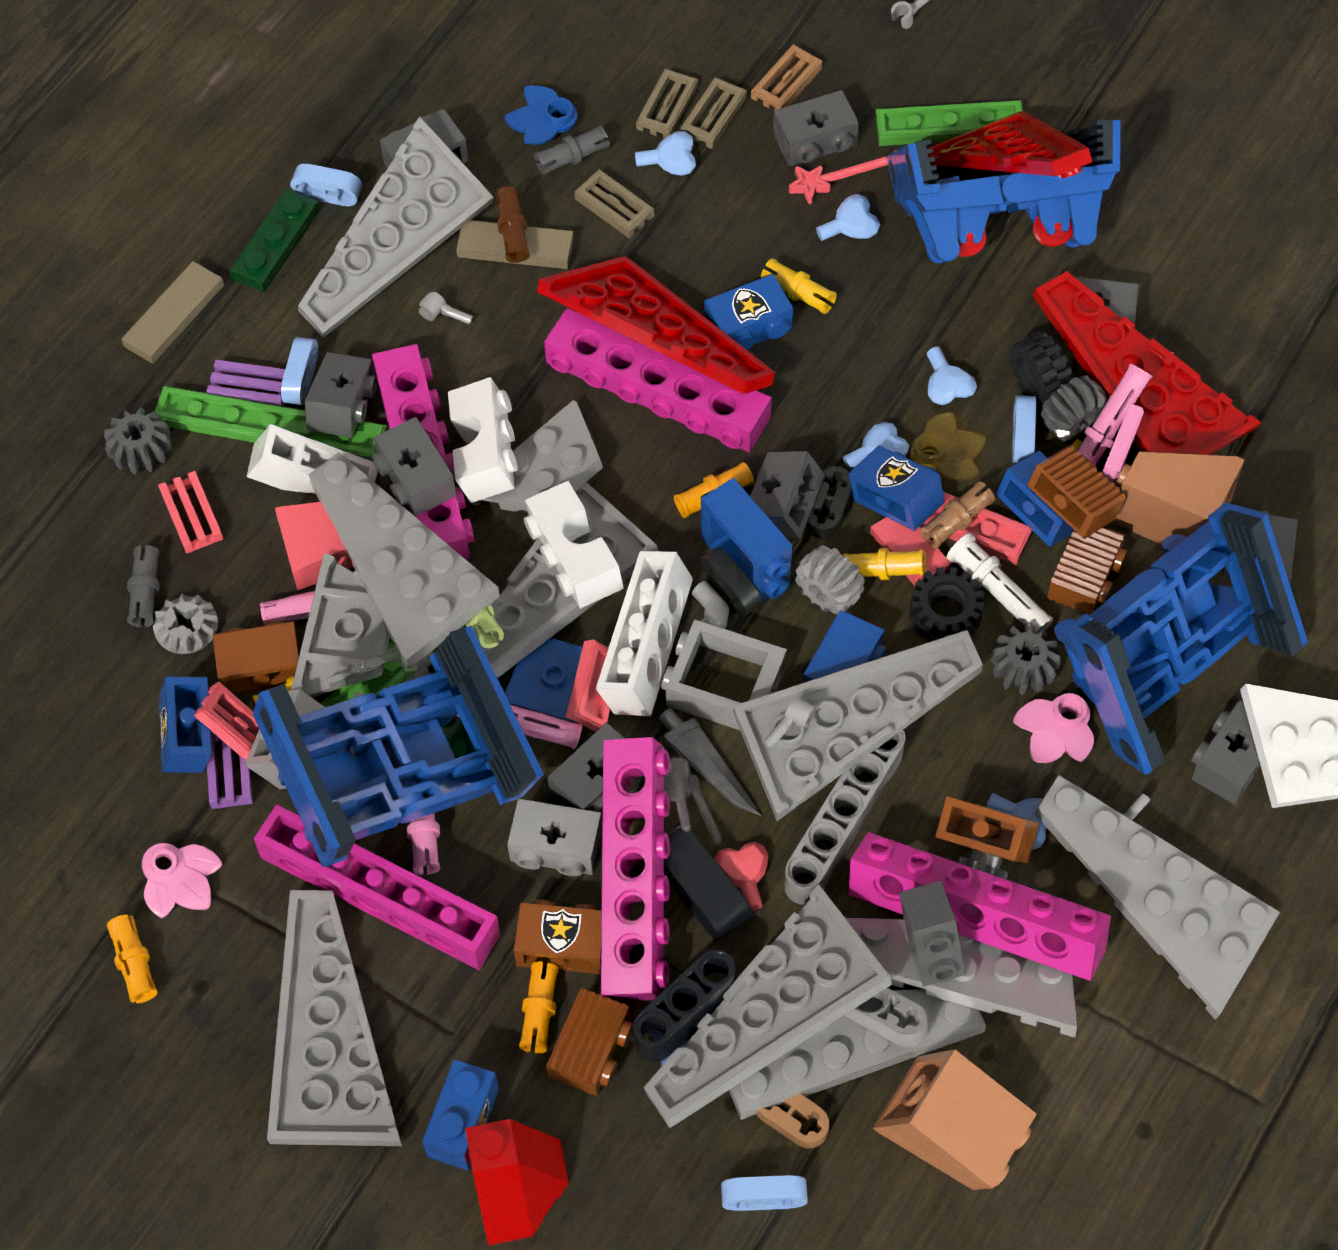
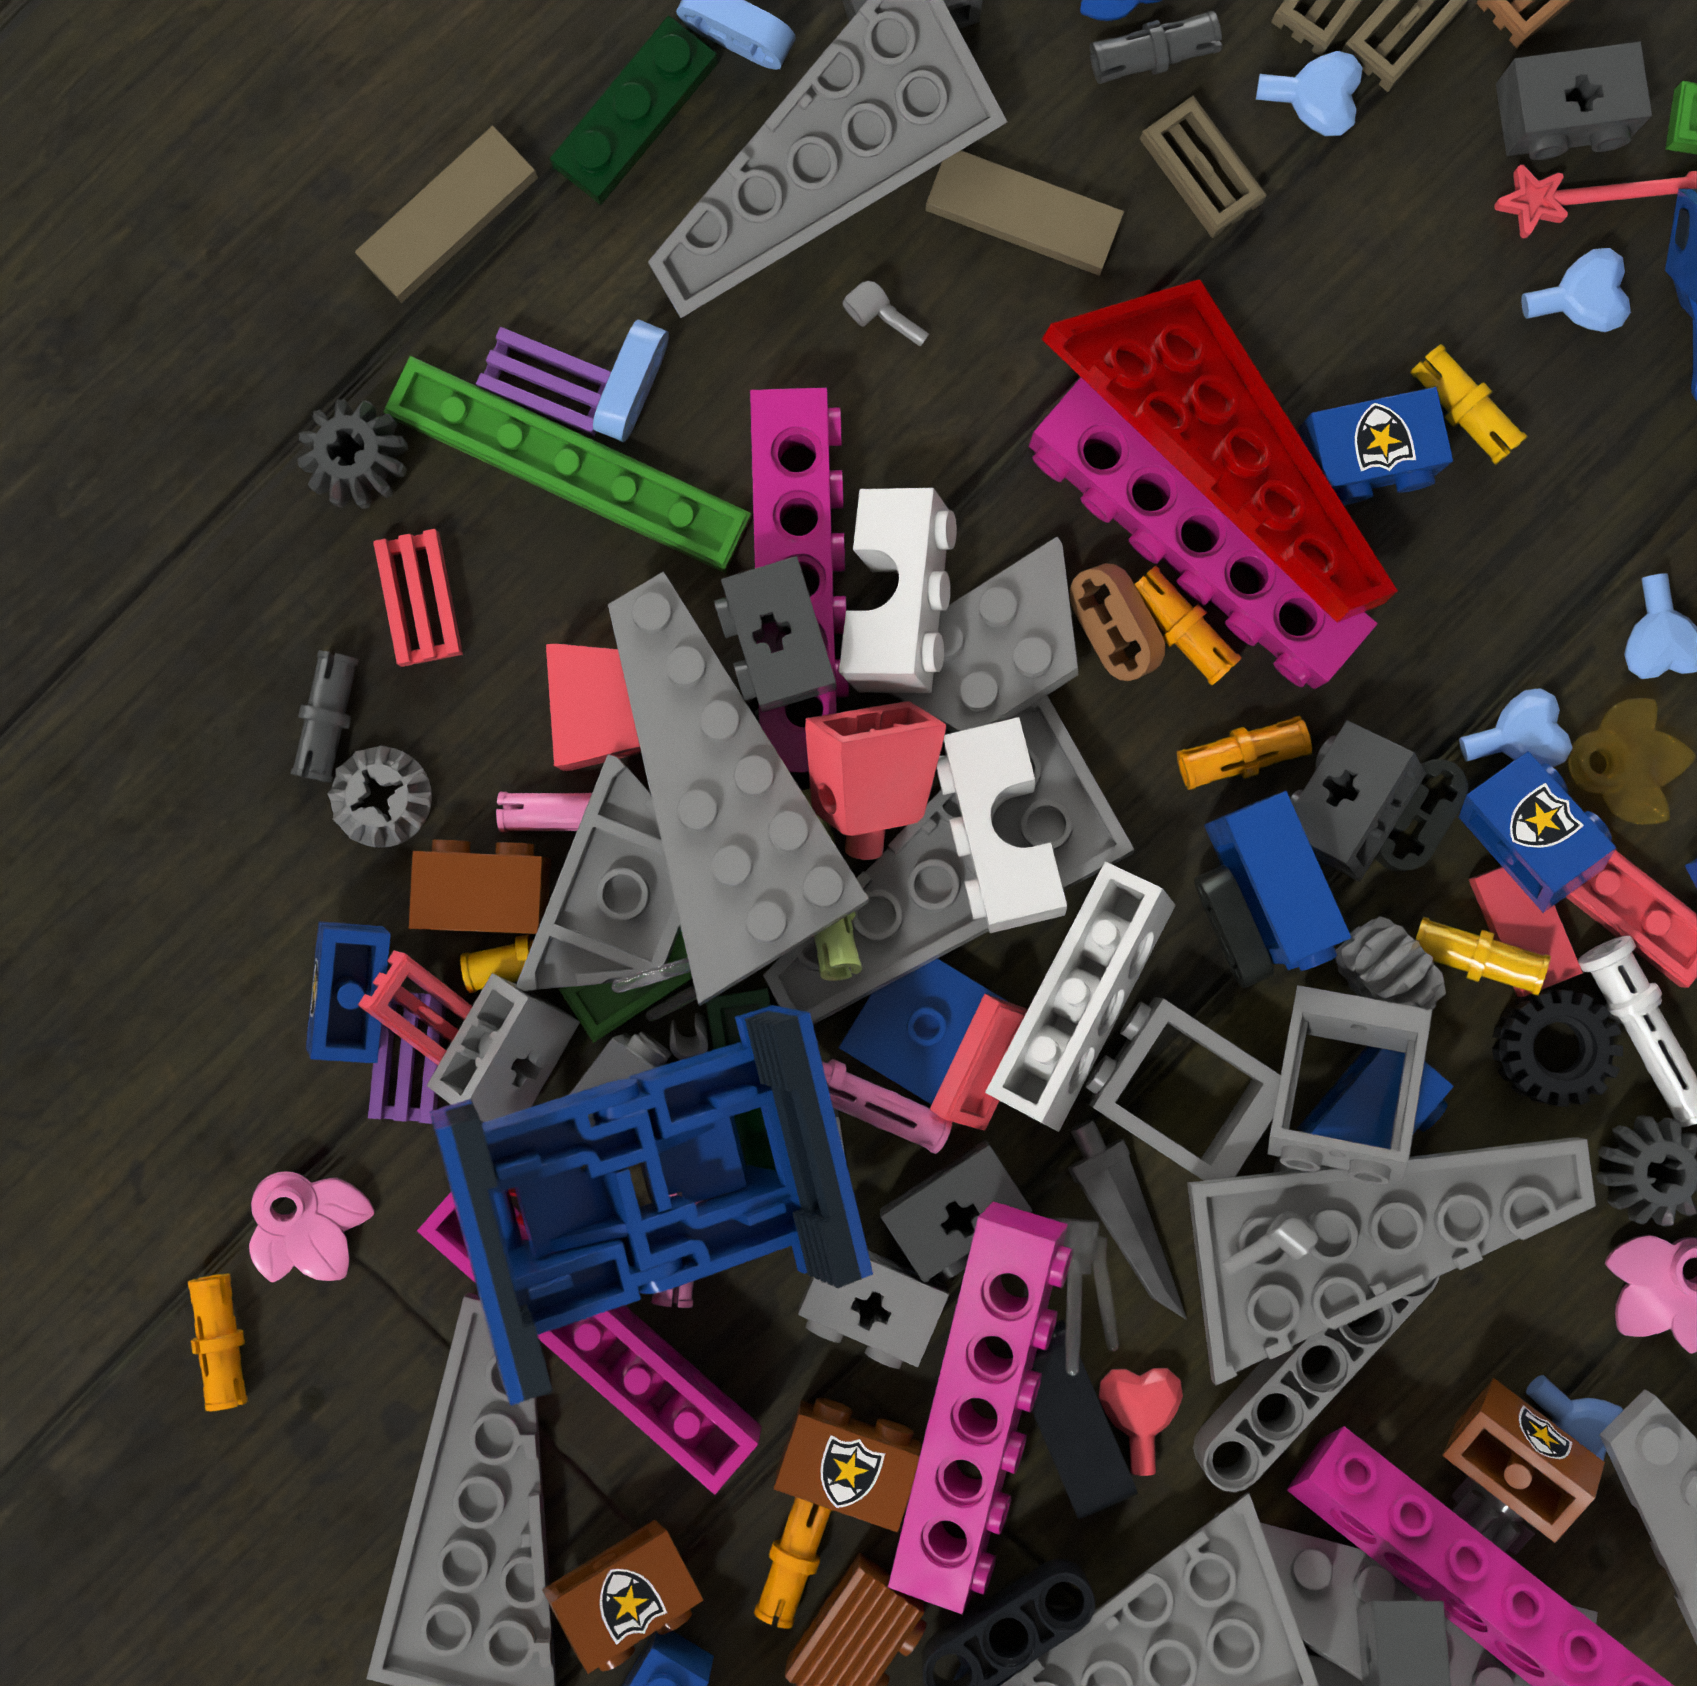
camera: 15 degrees right, 25 degrees up
(287, 459) = (609, 561): white slope -> none
(340, 394) = (689, 418): dark grey brick -> none
(428, 1043) = (623, 1597): none -> dark orange brick
(487, 529) = (872, 771): none -> coral torso
(512, 224) = (1027, 182): reddish brown pin -> none
(613, 440) = (1117, 622): none -> medium nougat beam
(660, 431) = (1186, 626): none -> light orange pin
(716, 608) = (1198, 968): light grey arm -> none
(791, 604) = (1358, 1022): none -> light grey window
(957, 515) = (1618, 899): medium nougat pin -> none

